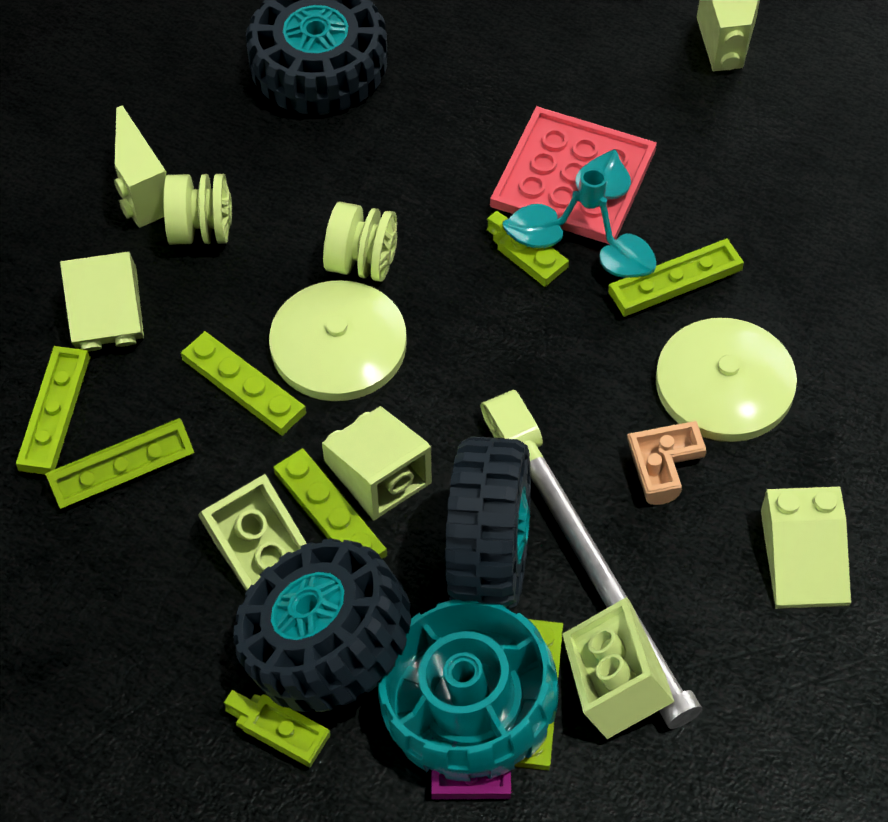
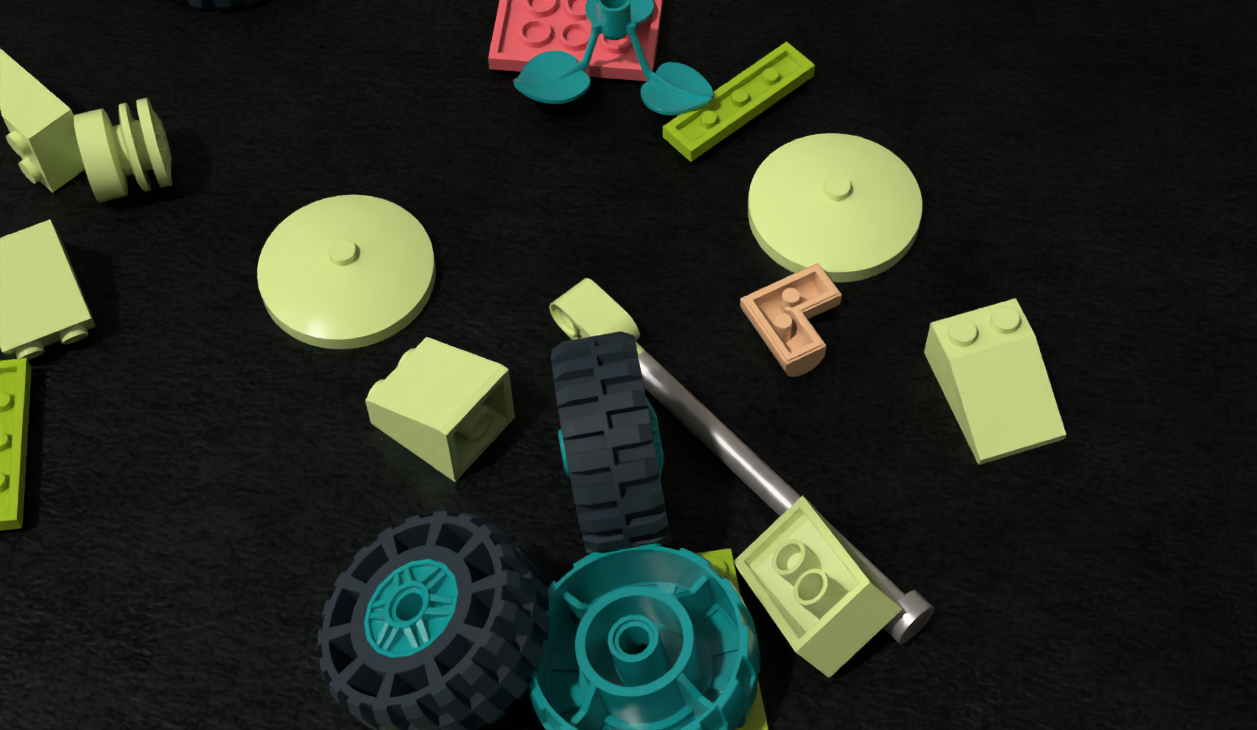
camera: 15 degrees left, 0 degrees up
(119, 463) = (106, 490): lime plate -> none
(243, 383) = (241, 351): lime plate -> none
(252, 529) = (305, 532): yellowish green slope -> none
(324, 502) = (384, 472): lime plate -> none
(353, 240) = (340, 143): yellowish green wheel -> none
(540, 263) = (569, 121): lime hinge -> none

